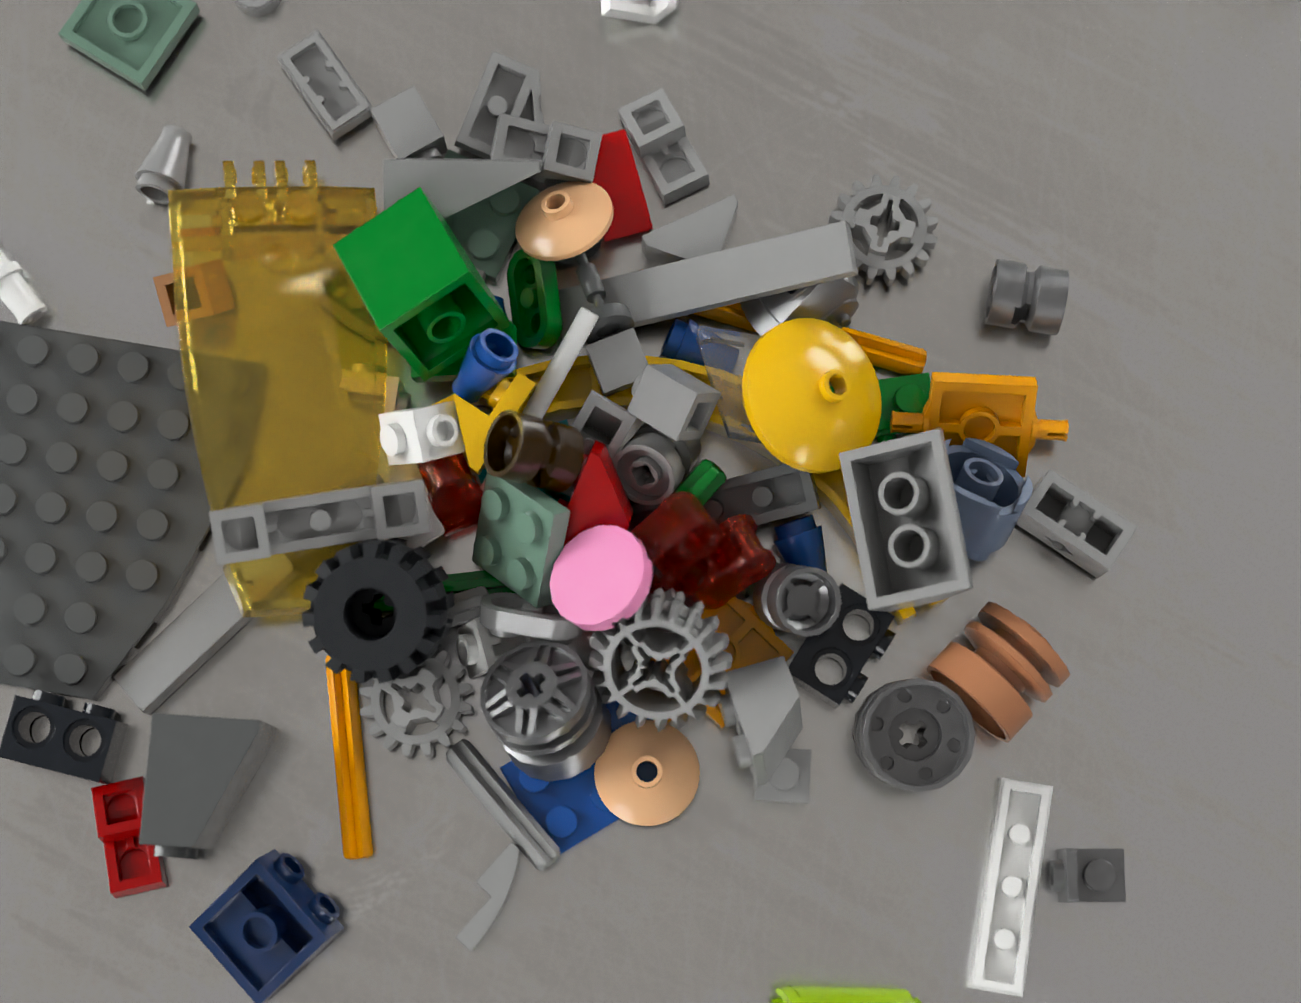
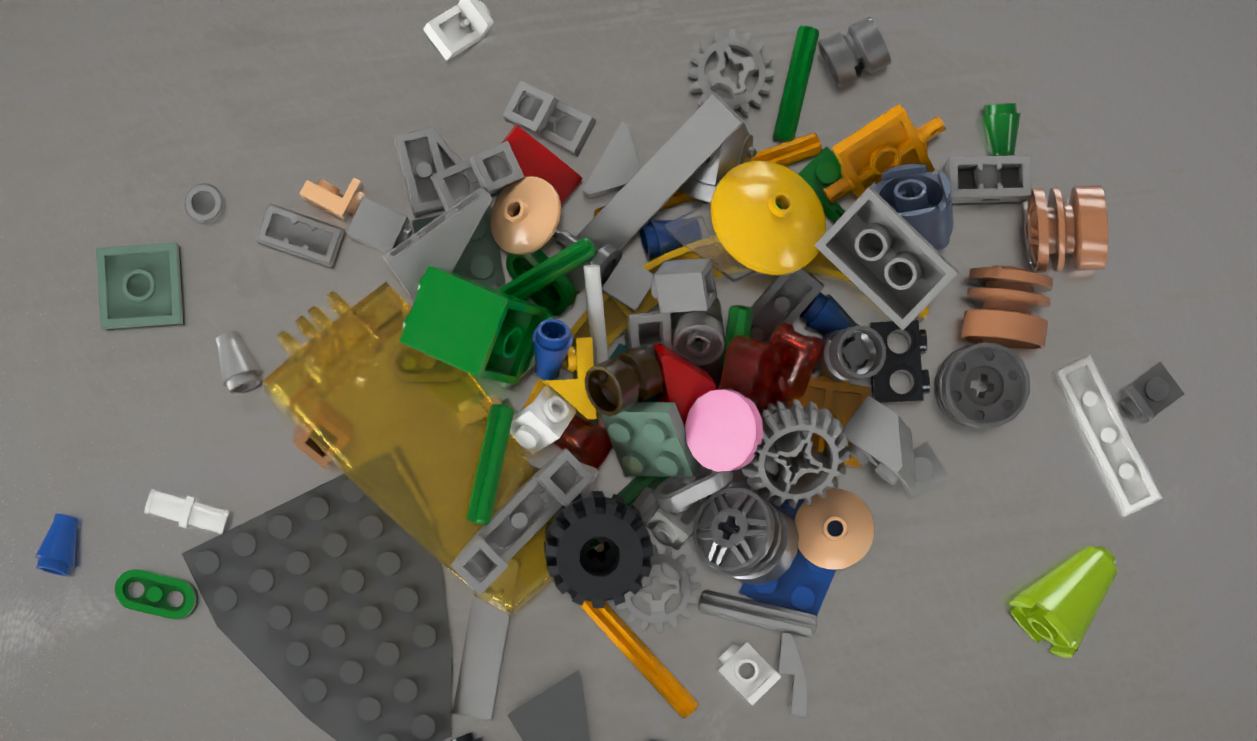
camera: 35 degrees left, 5 degrees up
(332, 439) = (490, 464): none -> green axle
(384, 70) = (326, 197): none -> light nougat bracket
(459, 874) = (754, 687): none -> white brick
(548, 290) = (551, 269): none -> green axle
(943, 288) = (796, 83): none -> green axle
(1127, 637) = (1070, 228): none -> nougat wheel
(1128, 480) = (1001, 128): none -> green cone

